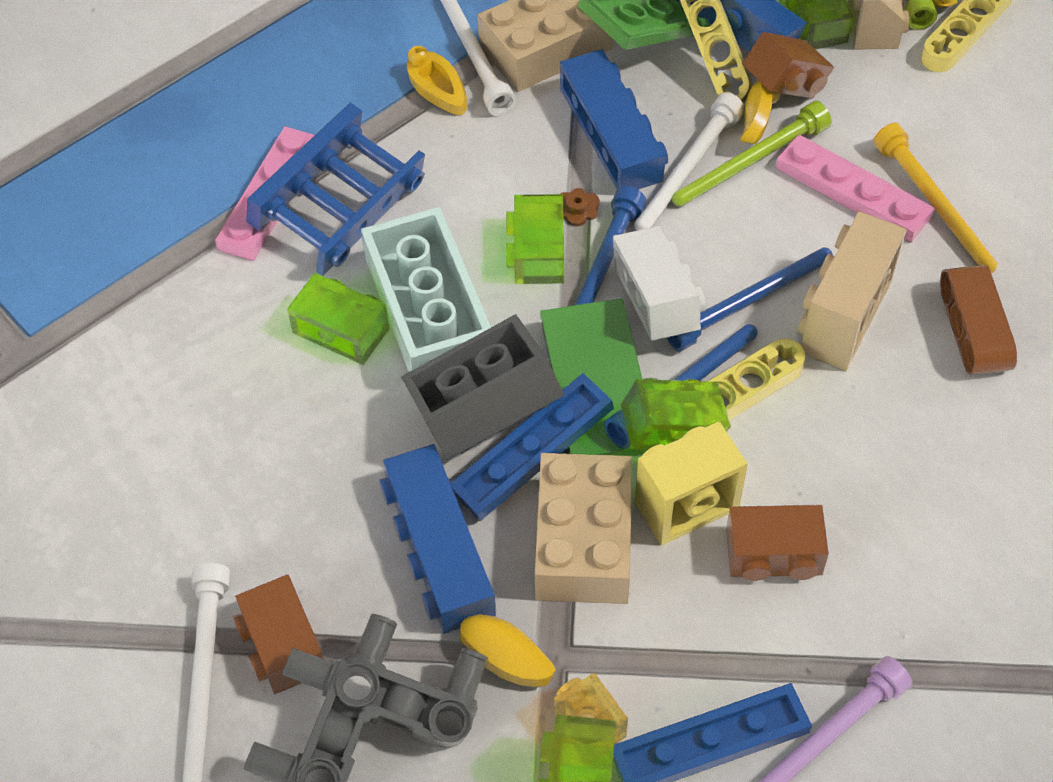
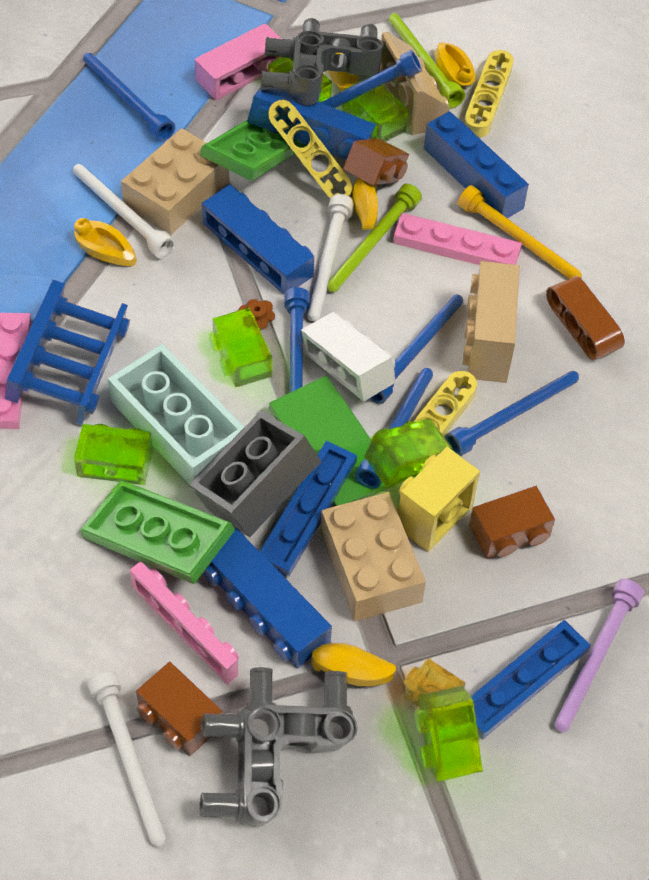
camera: 25 degrees left, 0 degrees up
(340, 550) = (193, 630): none -> bright pink plate
(346, 421) = (157, 531): none -> bright green tile
(759, 422) = (464, 438): none -> blue piece
(913, 100) = (475, 164): none -> blue brick

